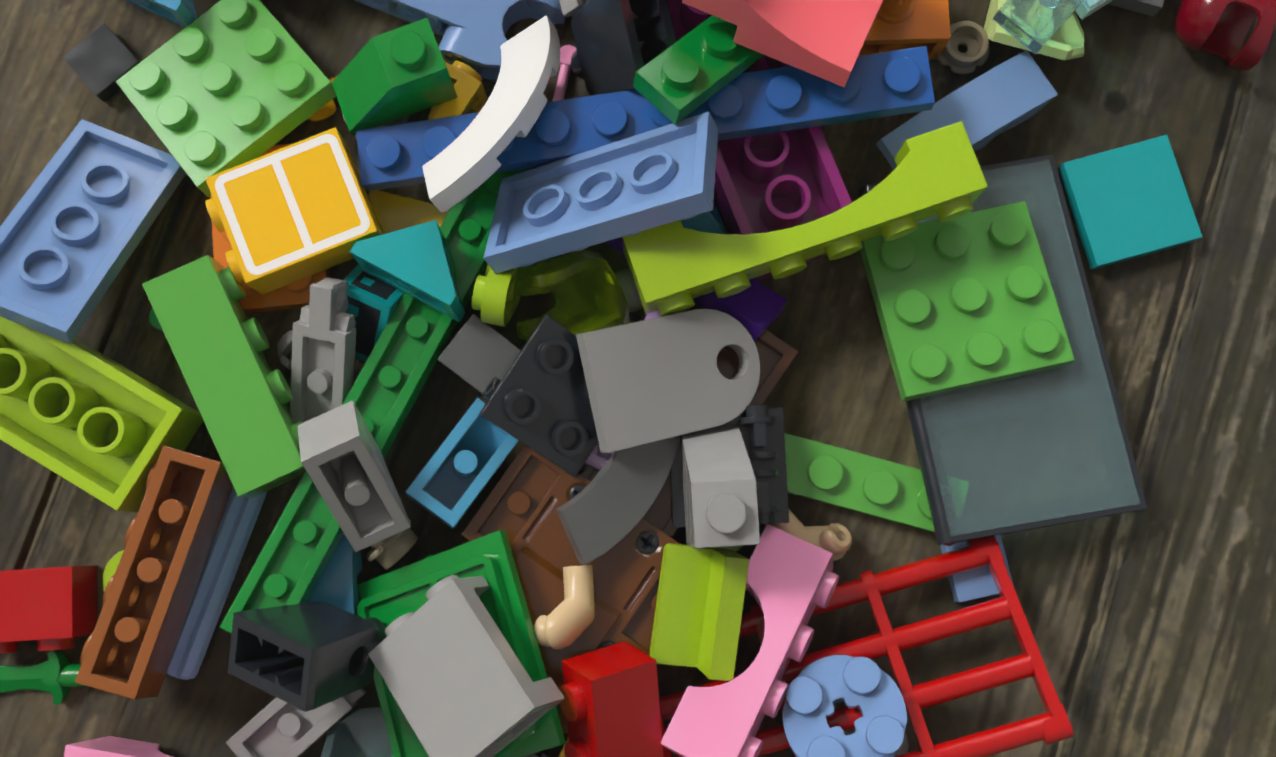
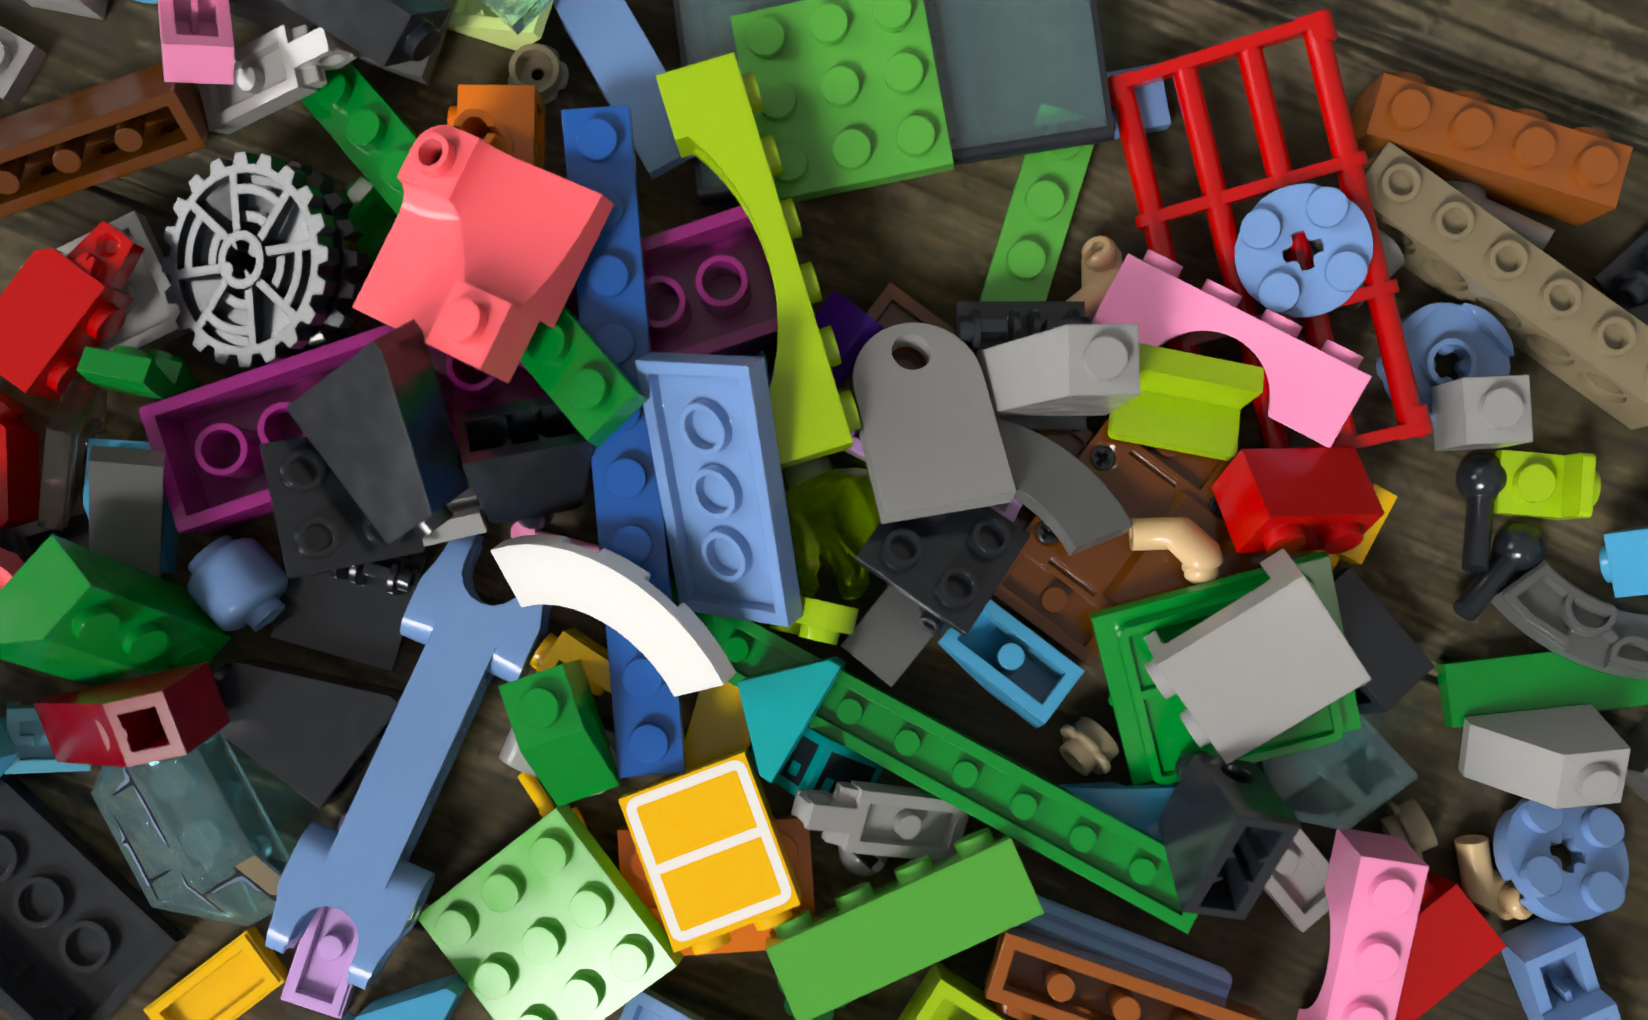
camera: 90 degrees left, 5 degrees up
(352, 476) = (1026, 782): light grey slope -> none

